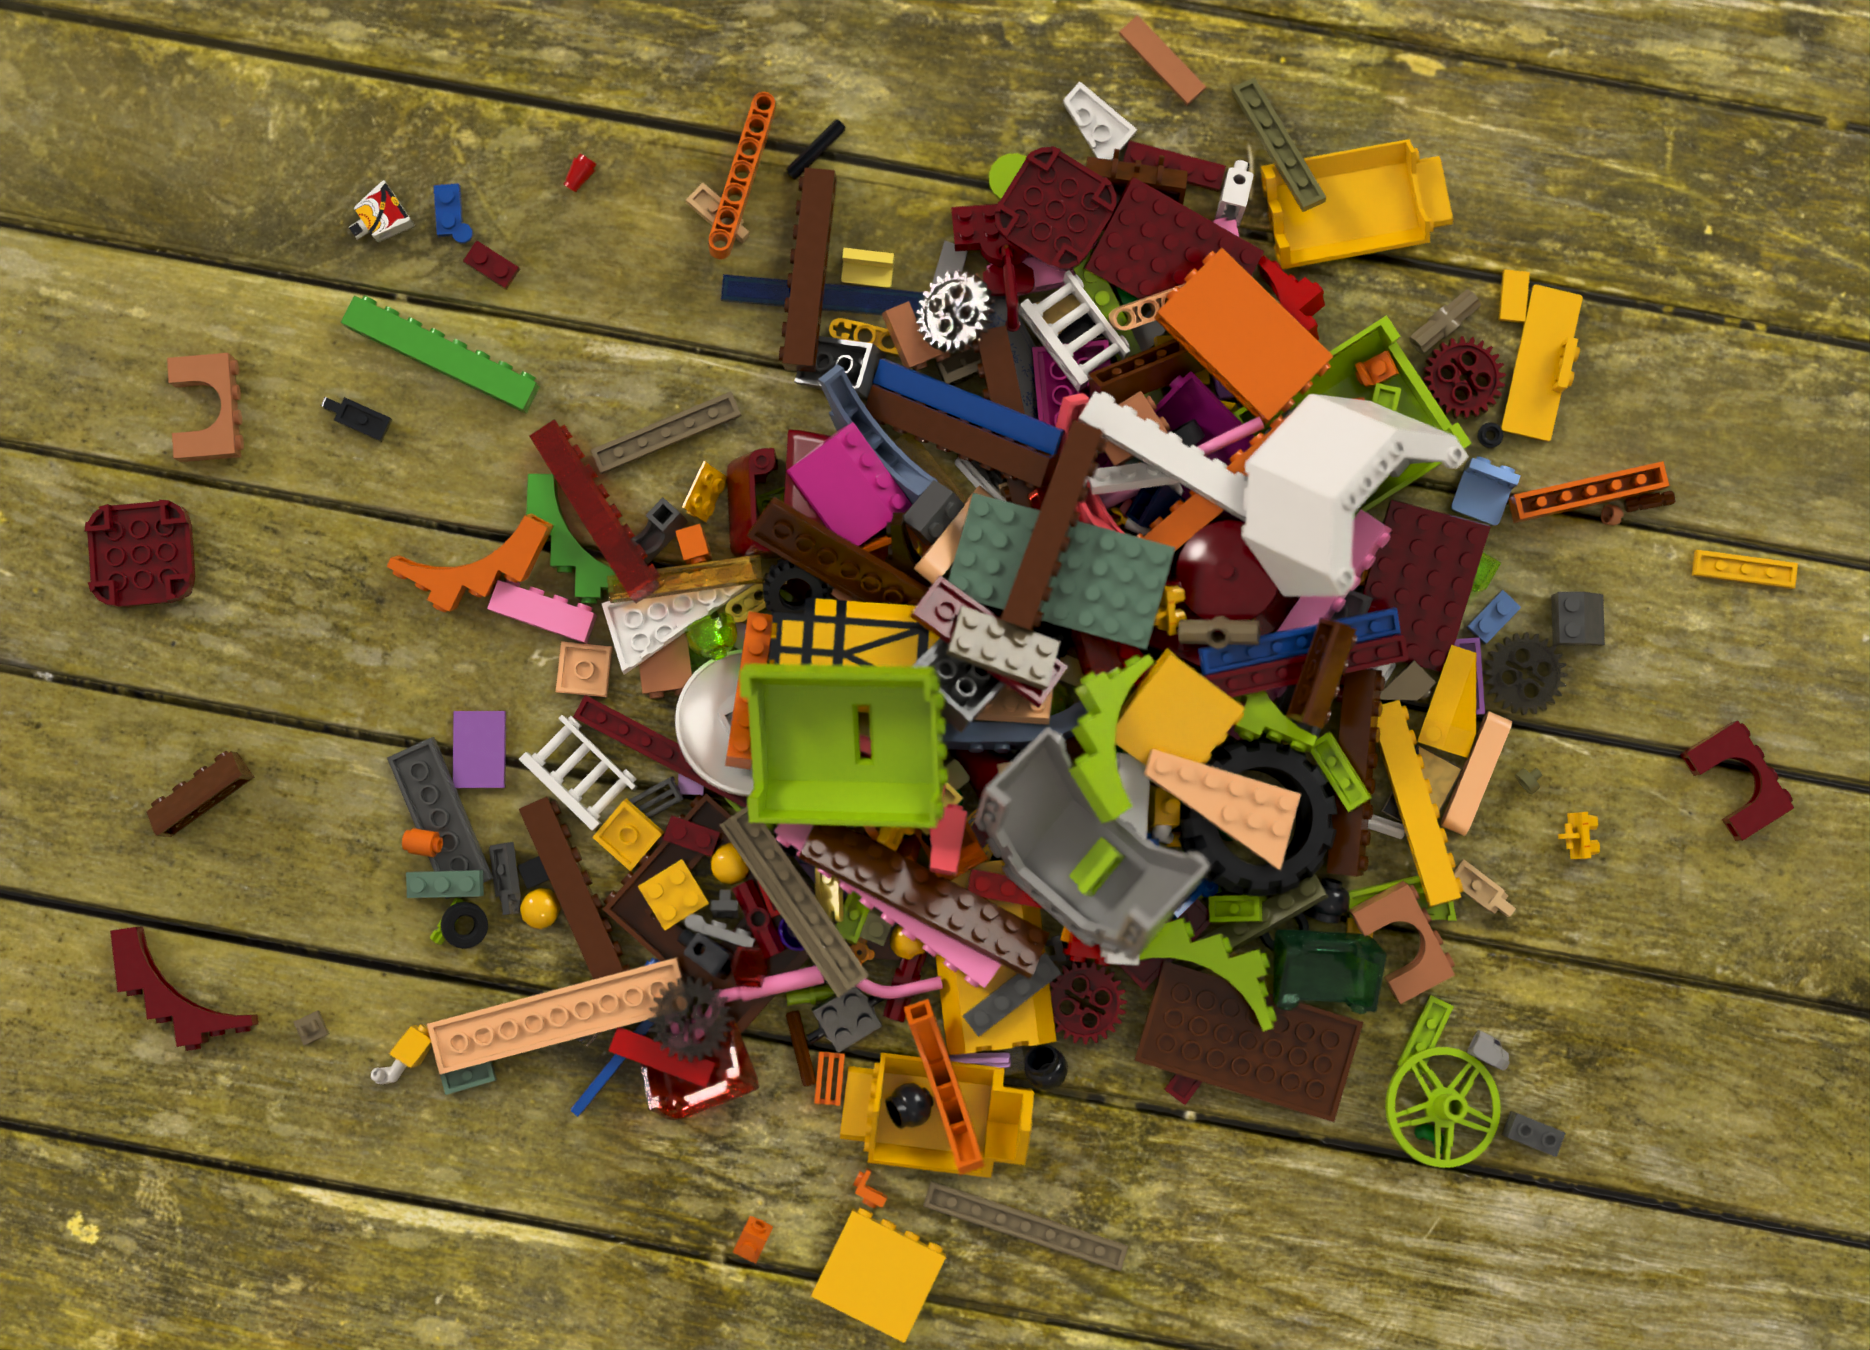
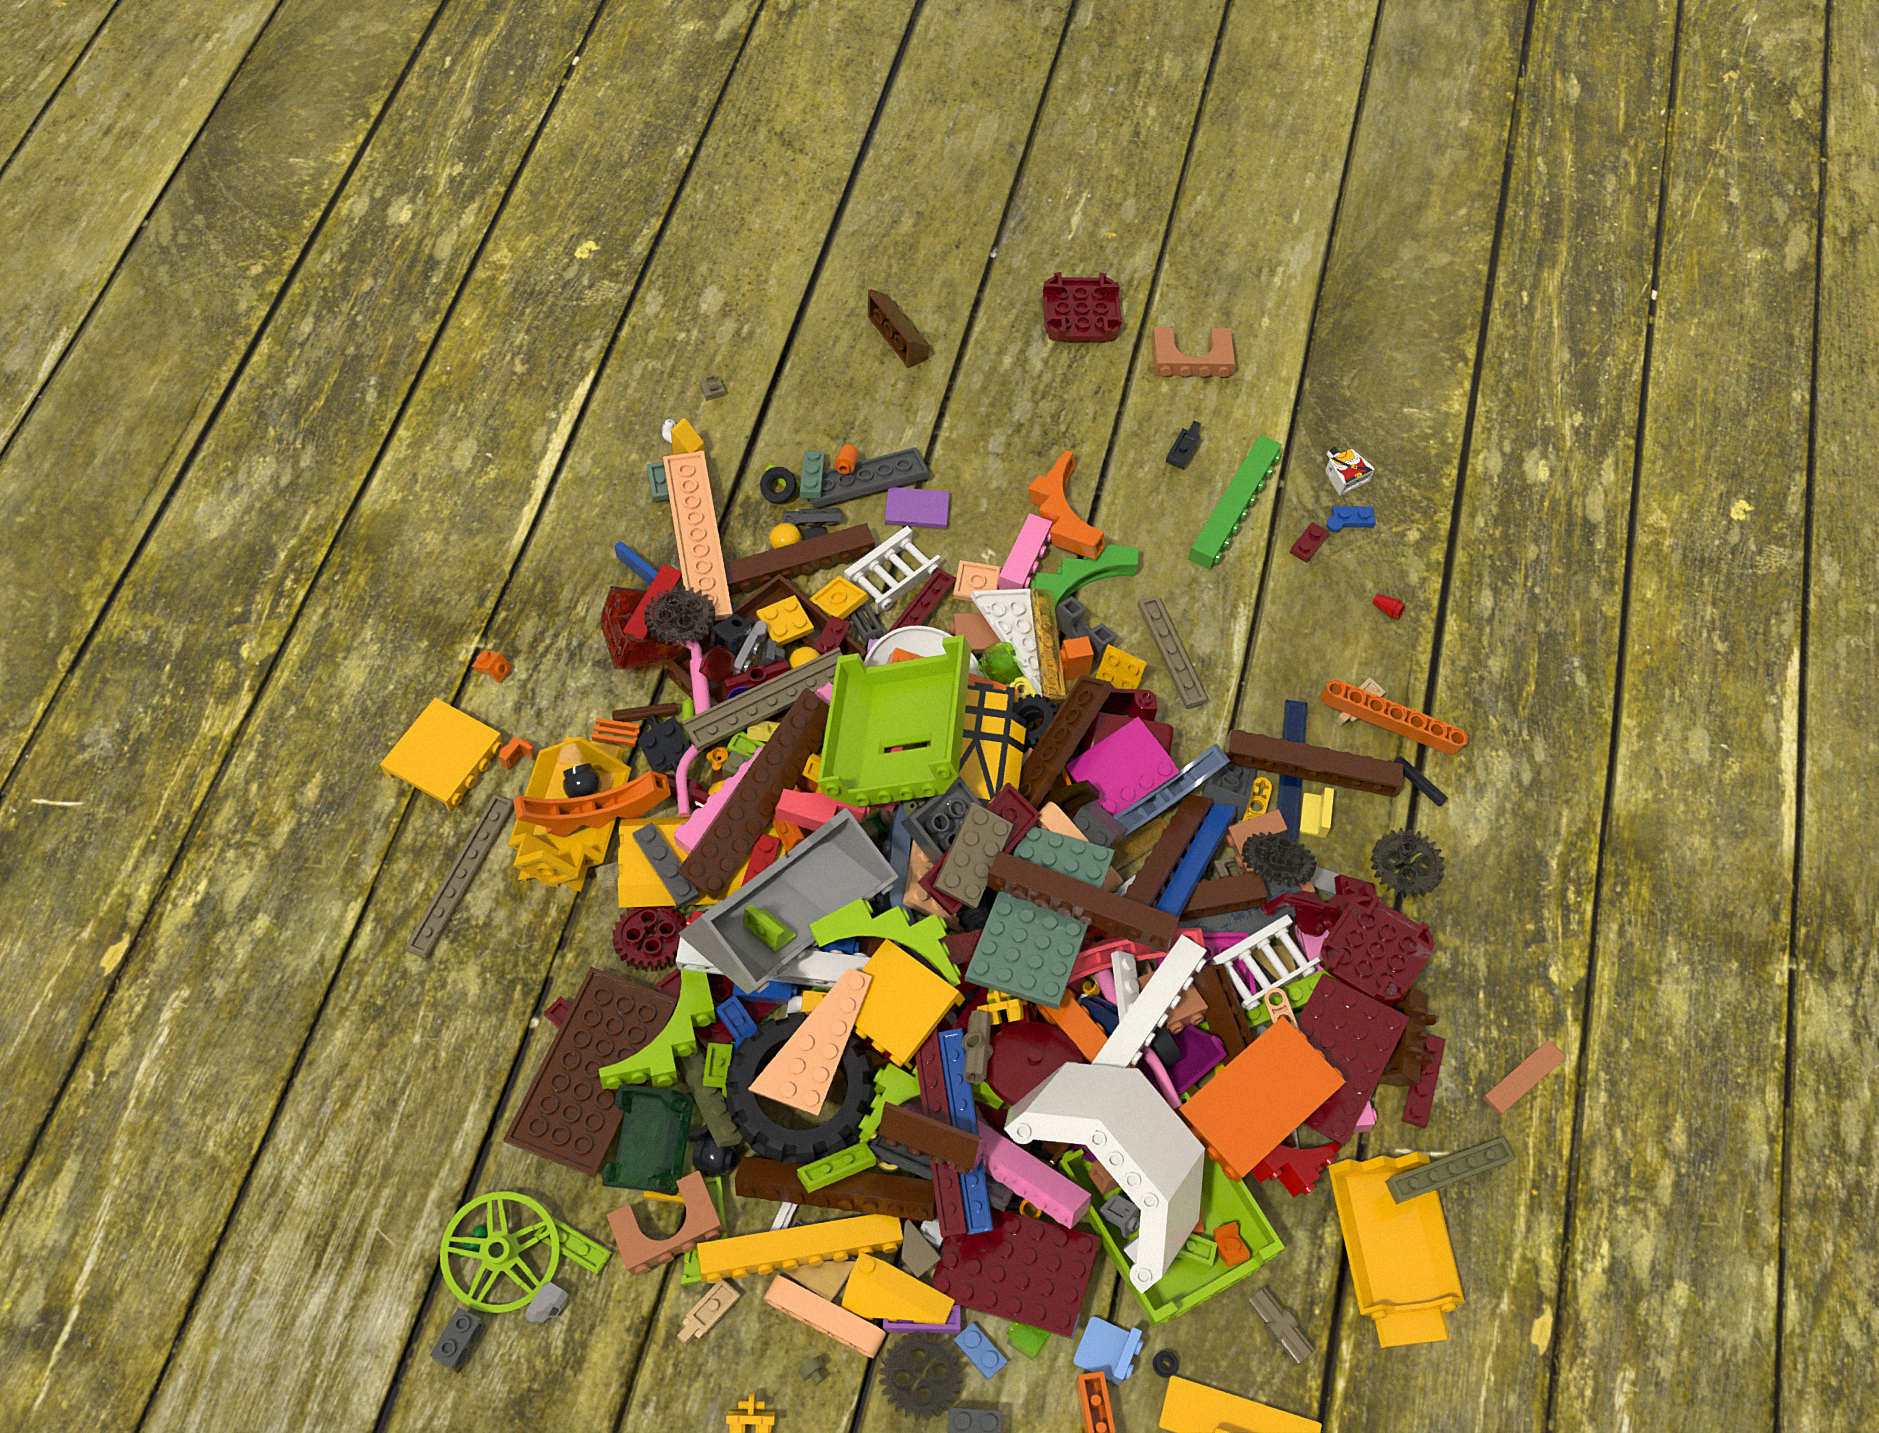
camera: 90 degrees right, 25 degrees down
(138, 971) = (746, 299): dark red arch -> none
(595, 511) = (1105, 587): clear red brick -> none
(906, 182) = (1394, 848): none -> clear smoke gear
(995, 1059) = (610, 858): lavender axle -> none
(1045, 1067) = (597, 894): black piece -> none
(1098, 122) = (1461, 1013): white wing -> none
(1235, 192) = (1400, 1127): white torso -> none
(1483, 365) = (1236, 1360): dark red gear -> none
(1514, 296) = (1309, 1403): yellow tile -> none

